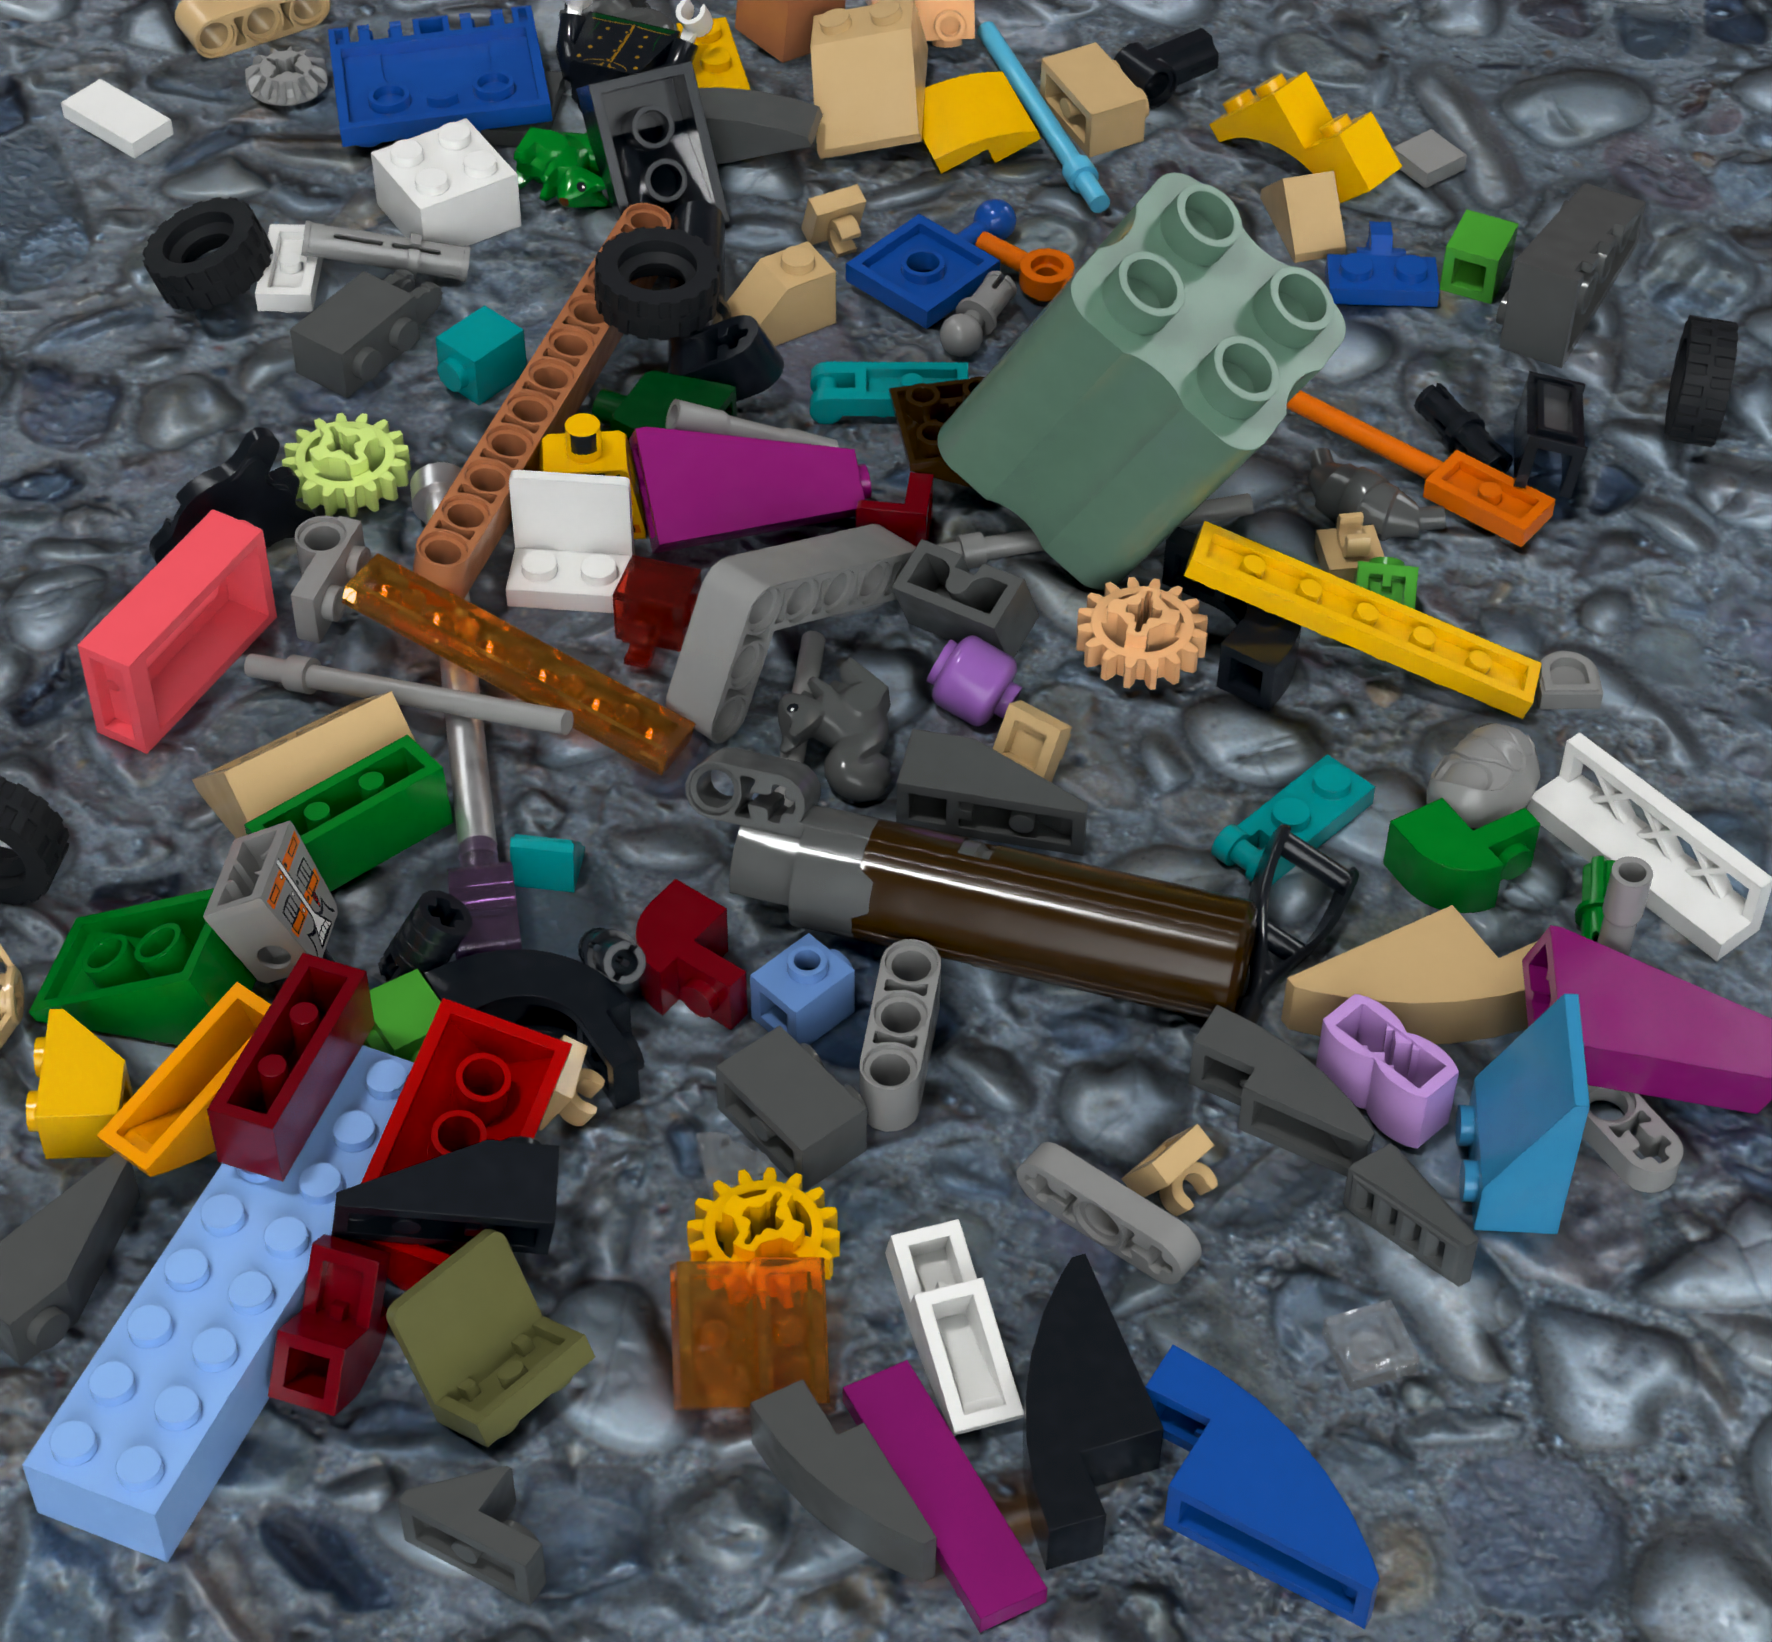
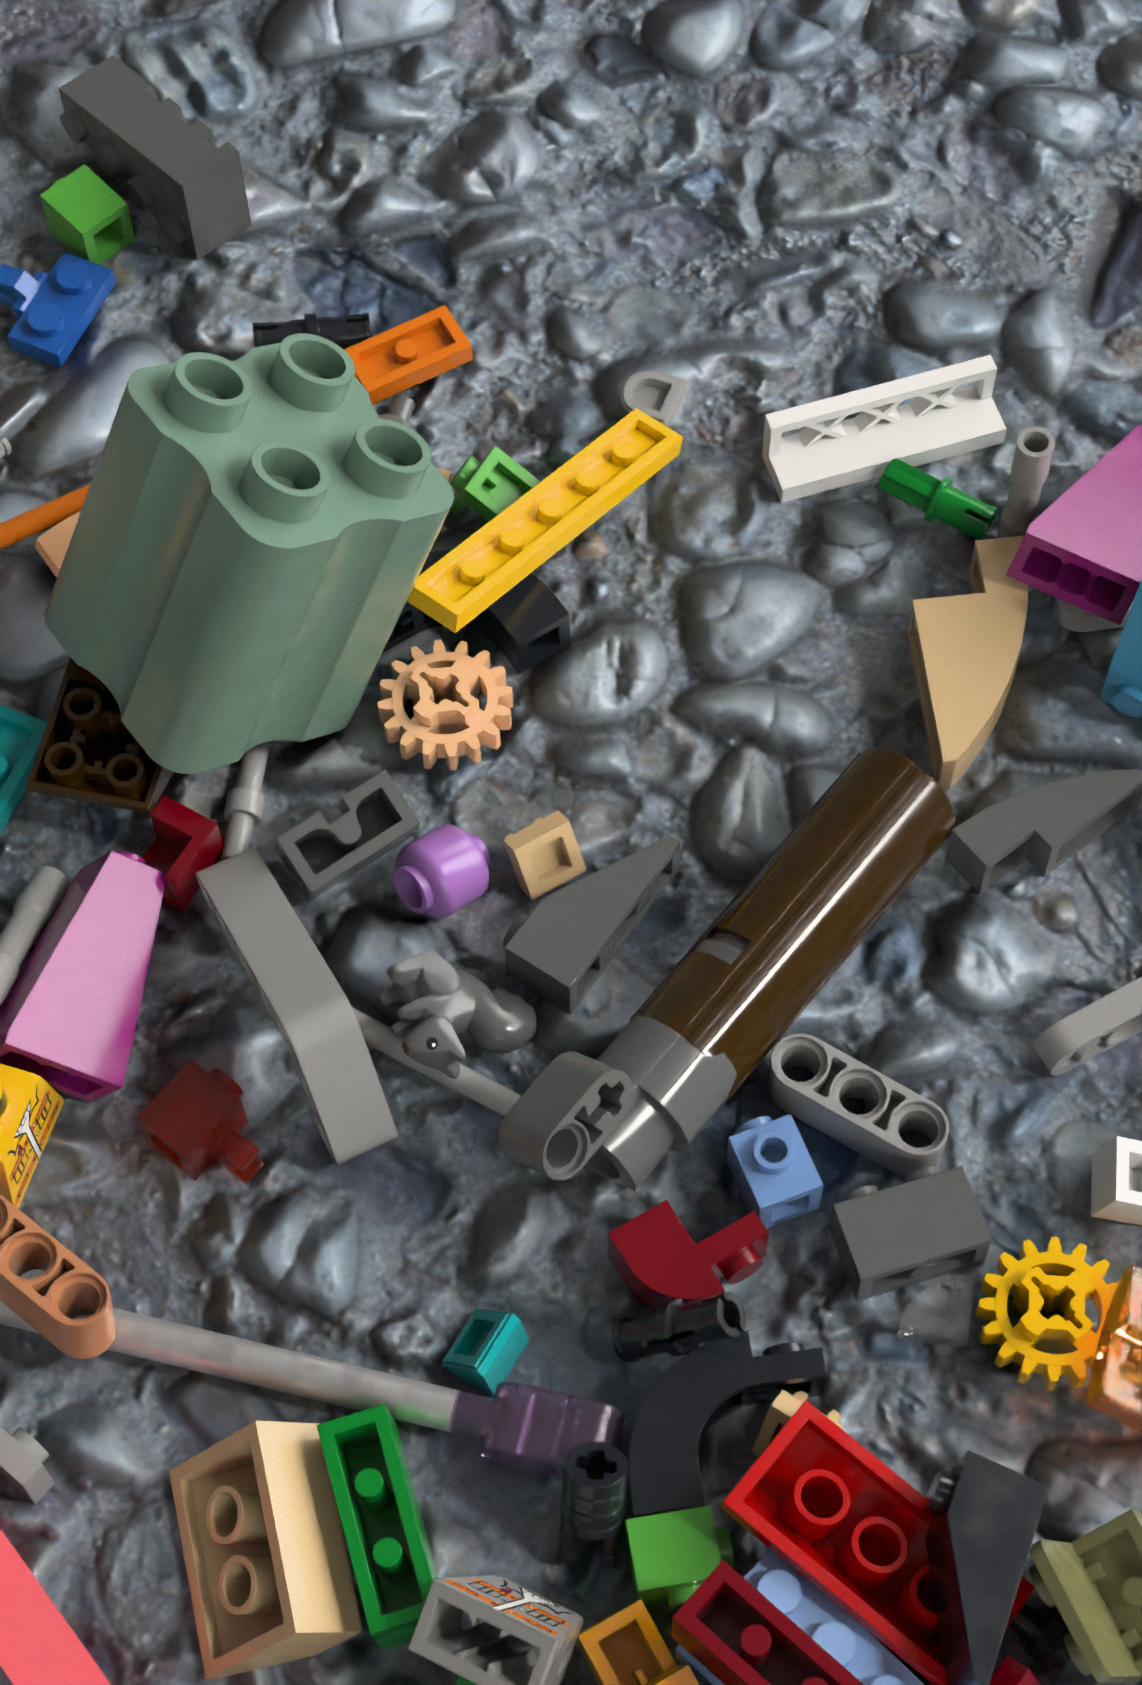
camera: 65 degrees left, 15 degrees up
(308, 675) = (119, 1510): light grey bar -> none
(518, 662) = (231, 1287): clear orange plate -> none
(568, 540) = (80, 1174): white bracket -> none
(1170, 1166) = (1089, 944): tan tile -> none
(1271, 938) = (819, 673): black piece -> none
(1314, 807) = (725, 681): teal plate -> none
(1389, 1072) = (1066, 731): lavender brick -> none
(1452, 864) = (833, 583): green brick -> none
(1487, 774) = (756, 516): light grey piece -> none
(1551, 420) = (368, 271): black window -> none
(1701, 381) = (394, 107): black tyre -> none

